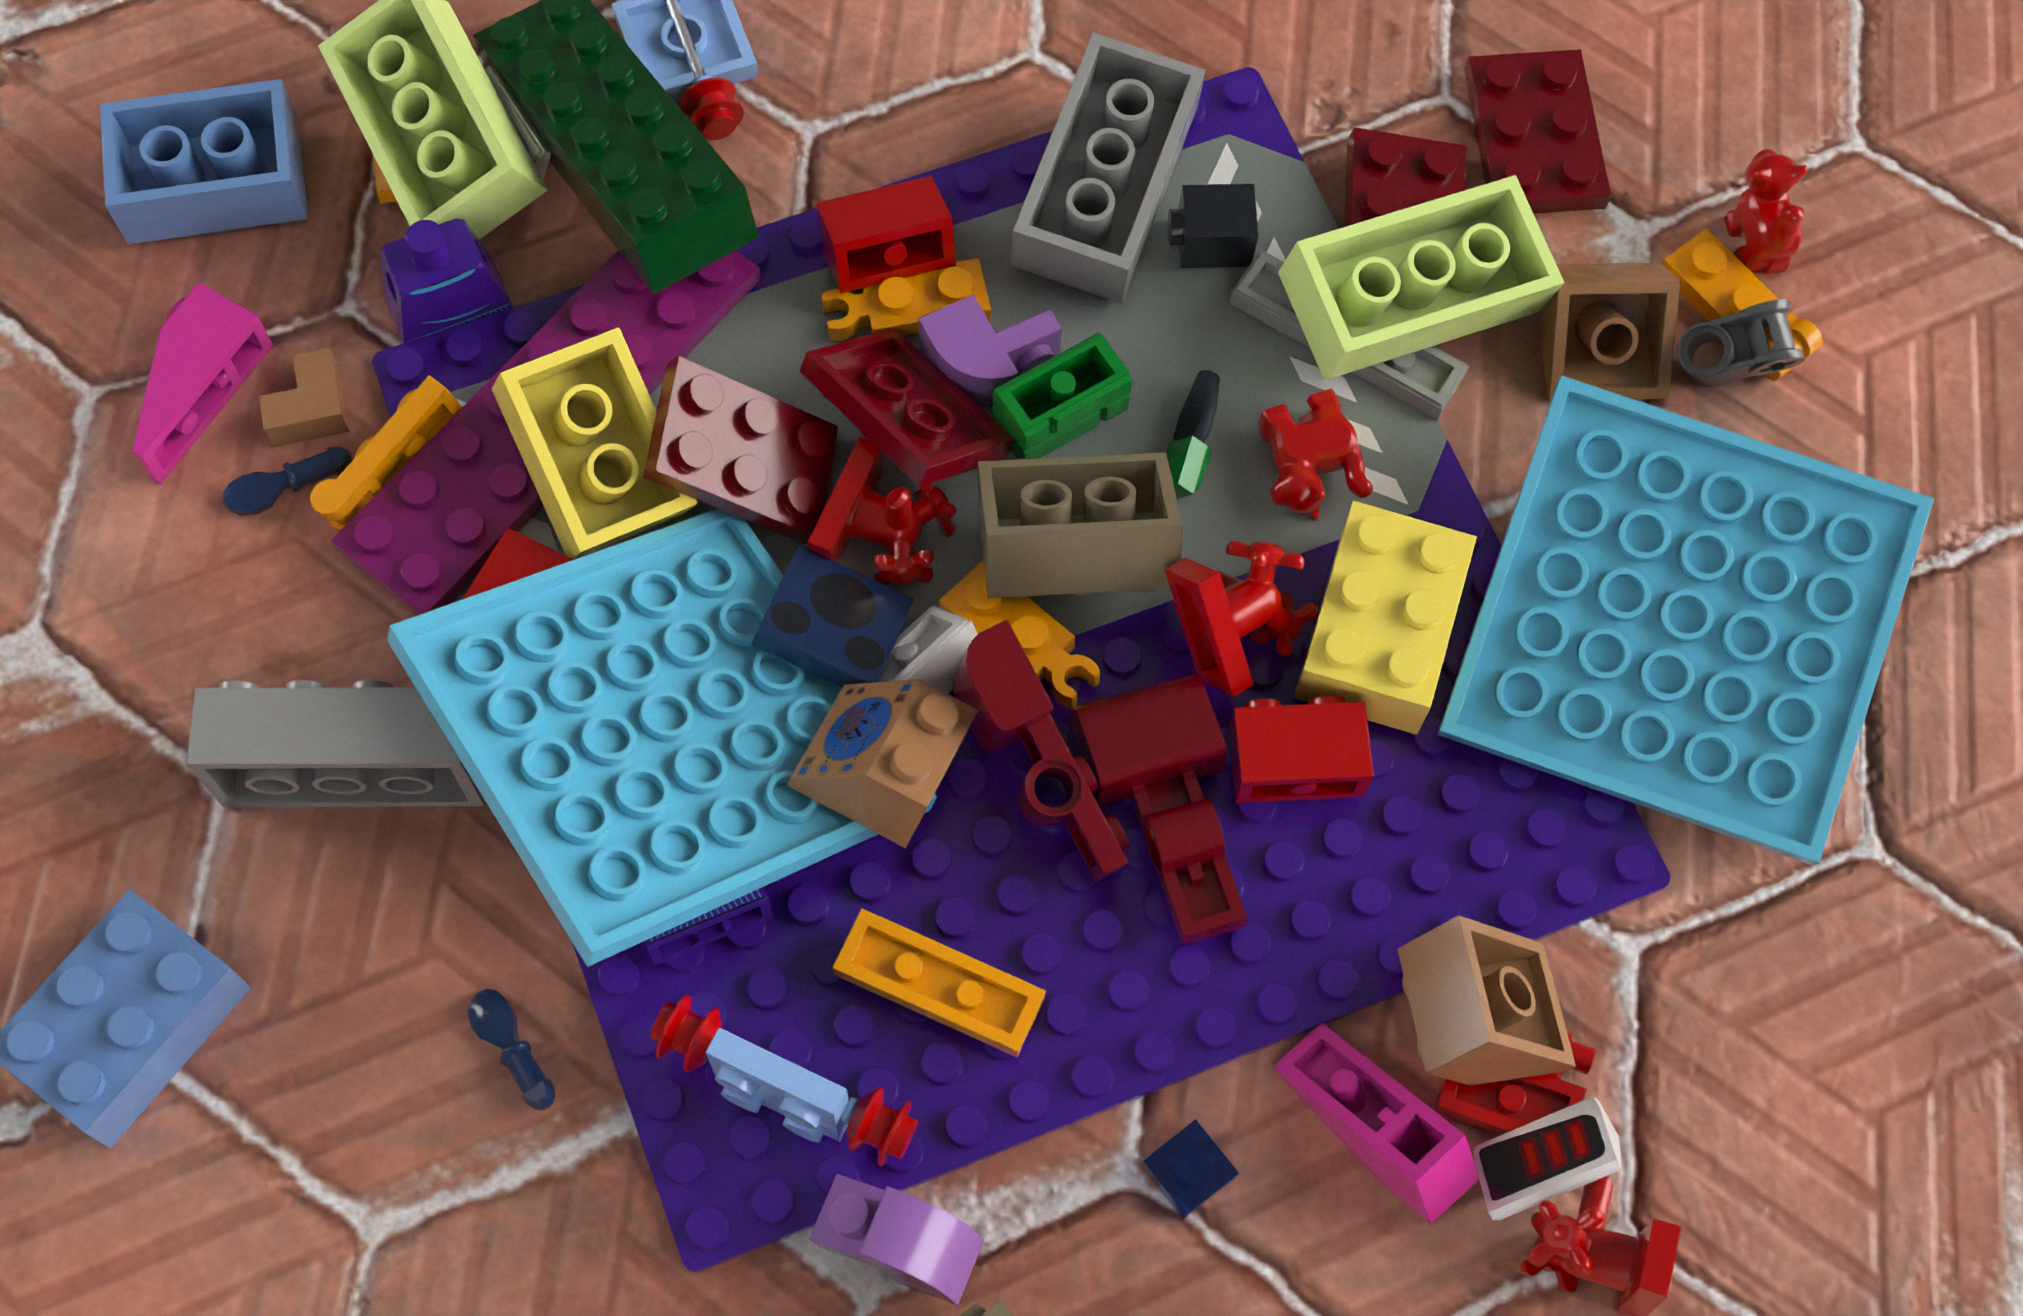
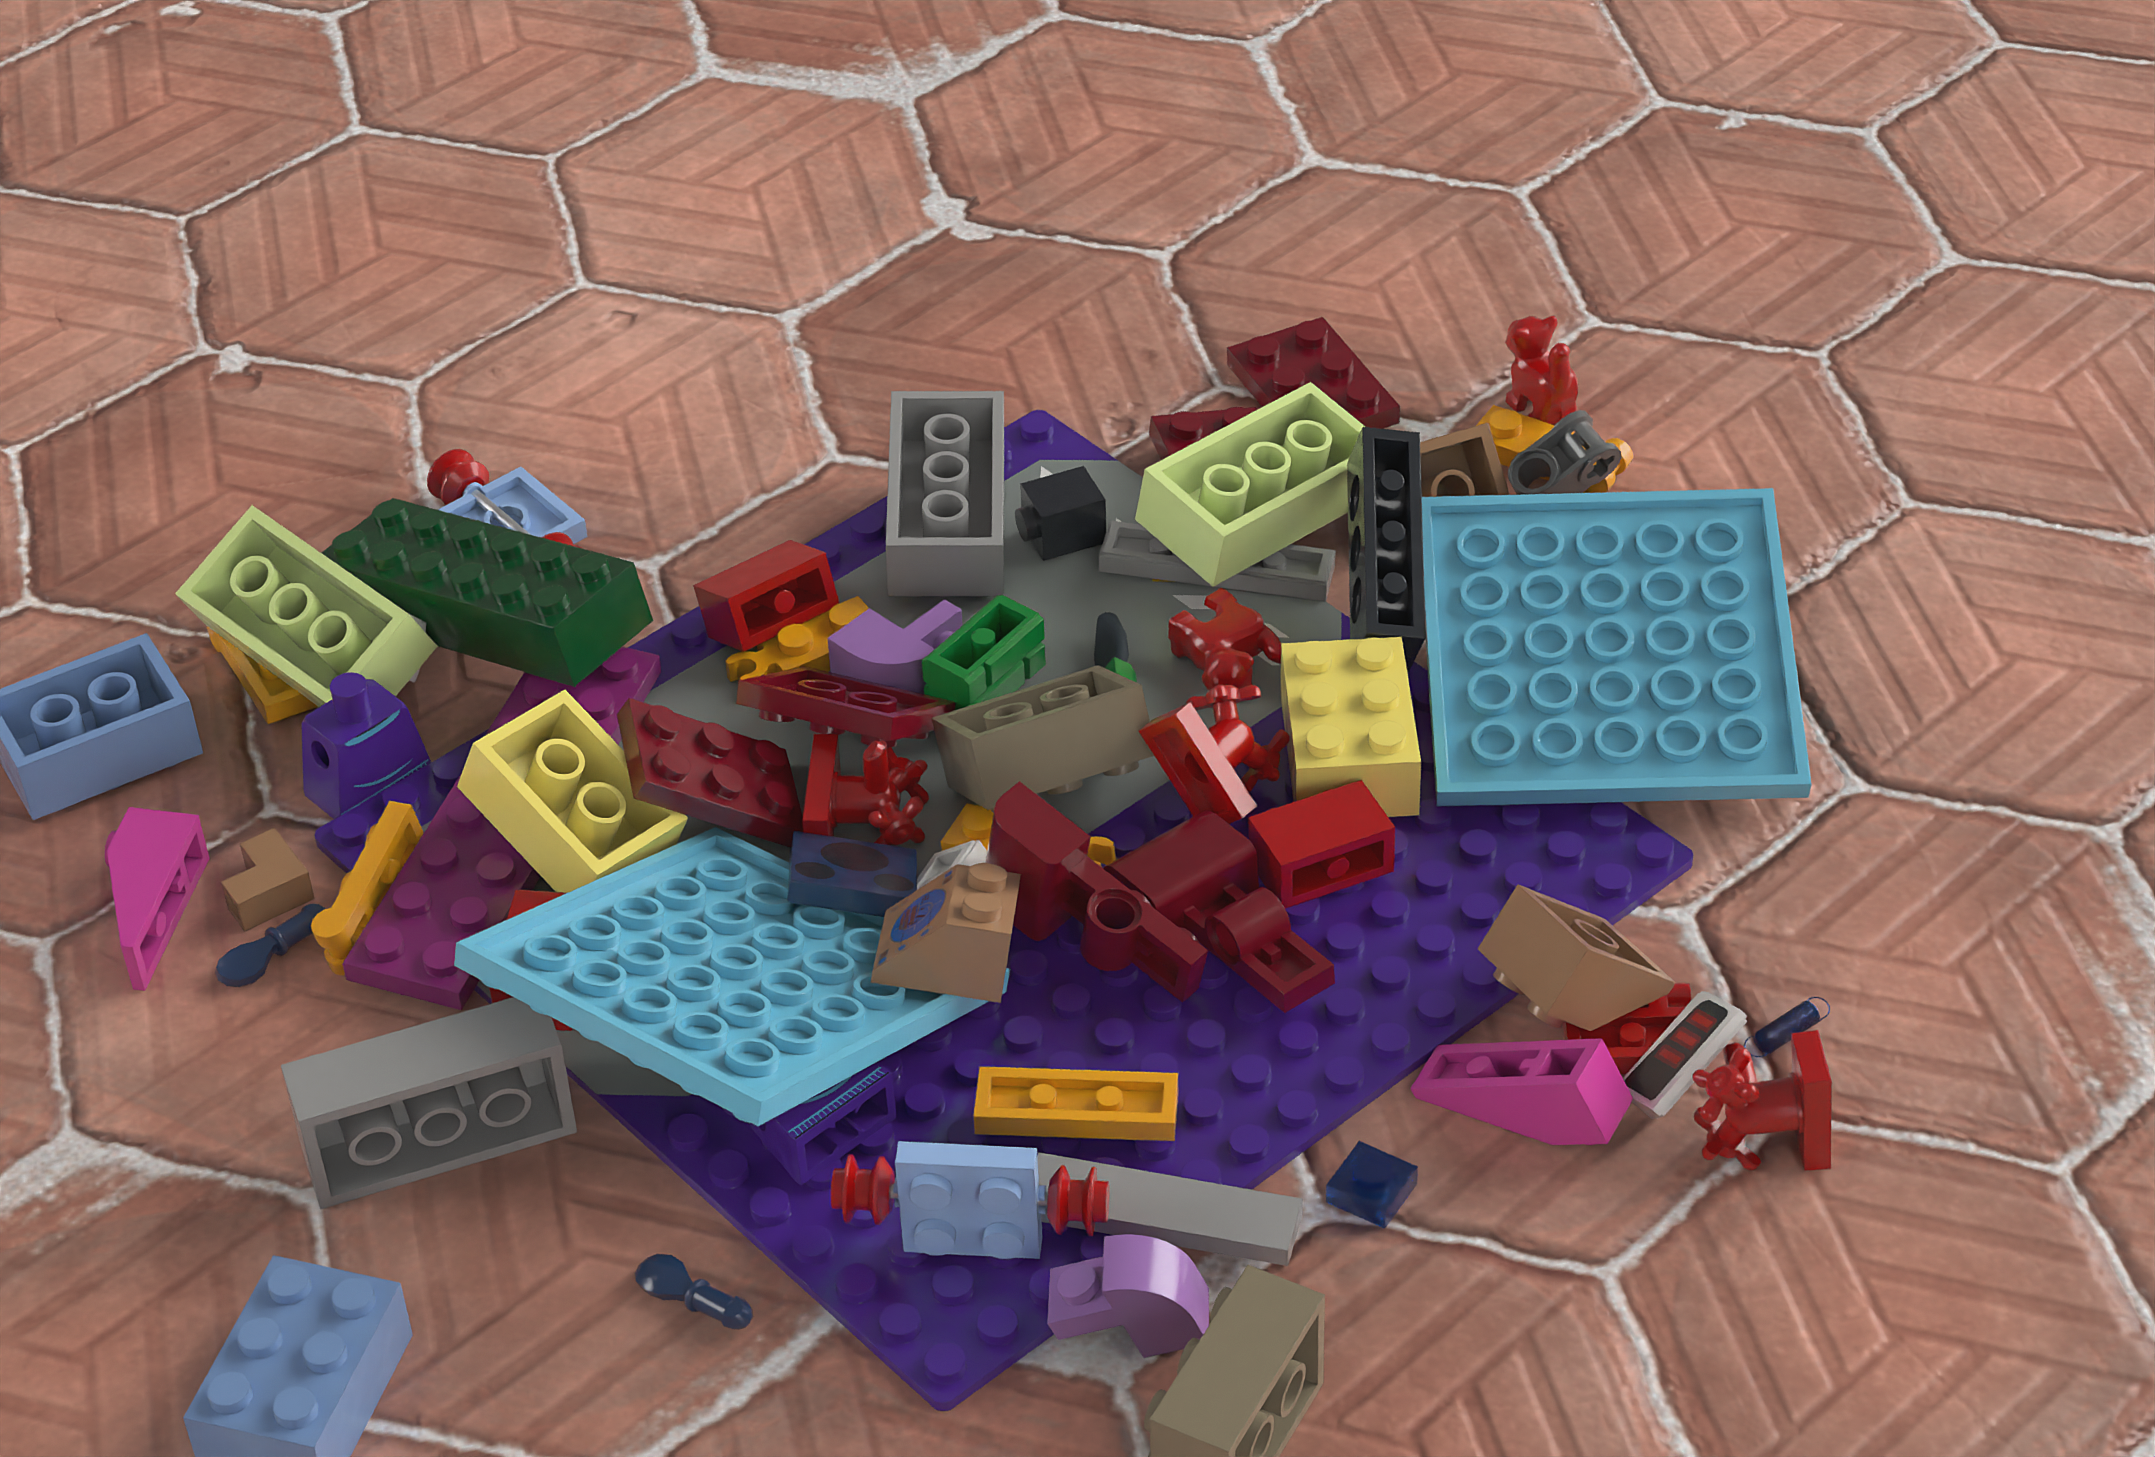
camera: 15 degrees left, 25 degrees down
(978, 1138) = (1189, 1211): none -> light grey tile
(1508, 414) = (1386, 539): none -> black brick
(1672, 1134) = (1793, 1021): none -> clear blue piece

